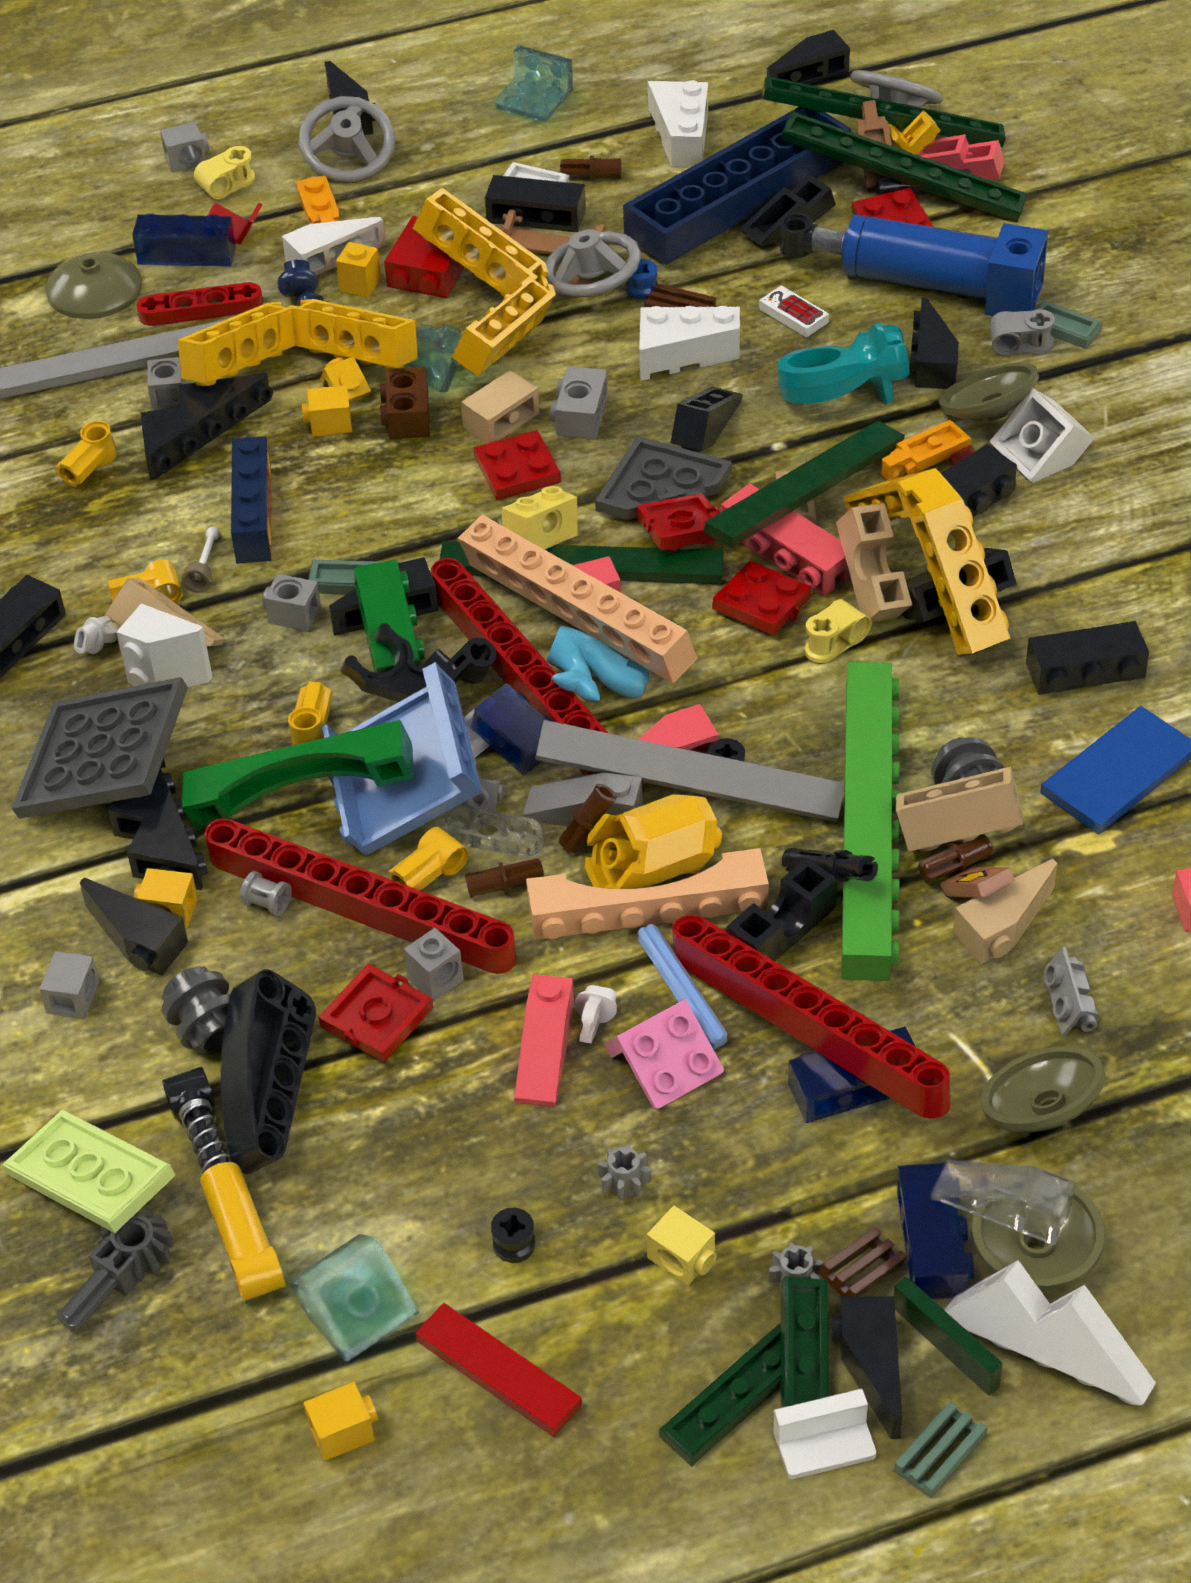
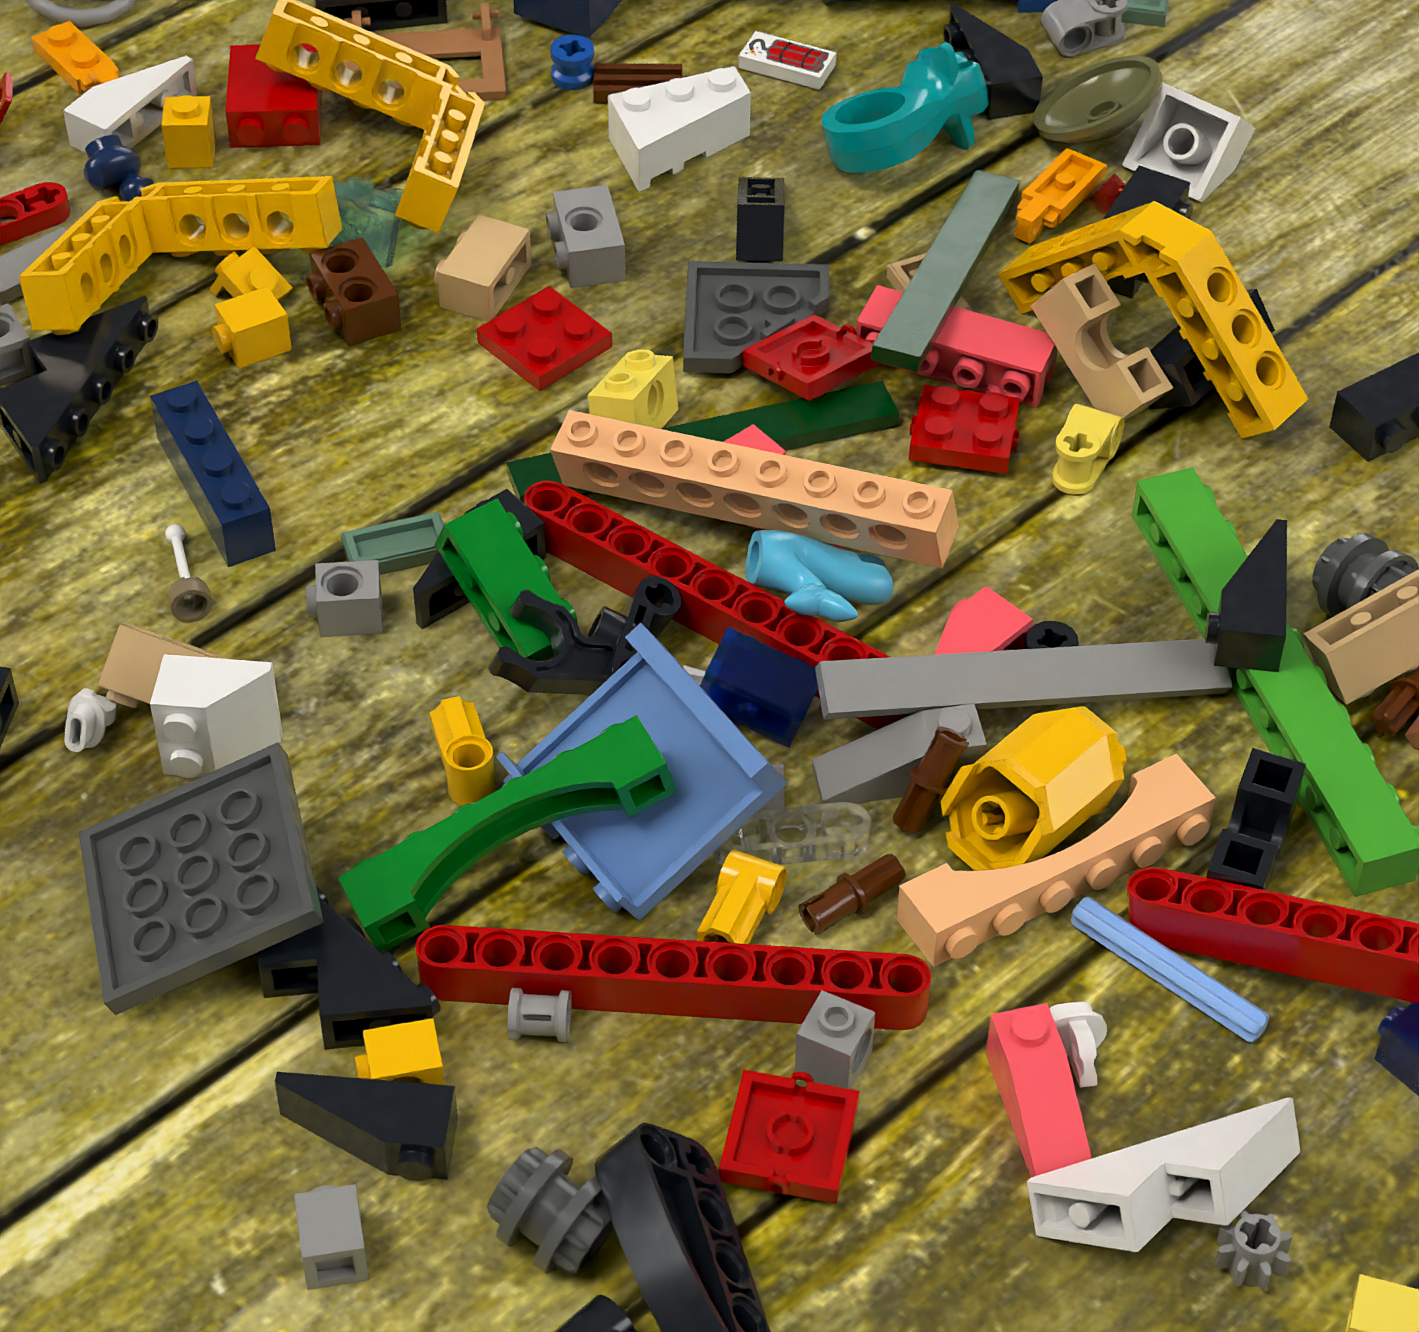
camera: 25 degrees left, 0 degrees up
(158, 574) = (137, 607): yellow piece -> none
(590, 257) = (503, 47): light grey piece -> none
(601, 1112) = (1187, 1175): none -> white slope
(668, 1054) = (1204, 1058): bright pink bracket -> none
(840, 863) = (1298, 743): black pin -> none
(866, 763) = (1252, 608): none -> black slope

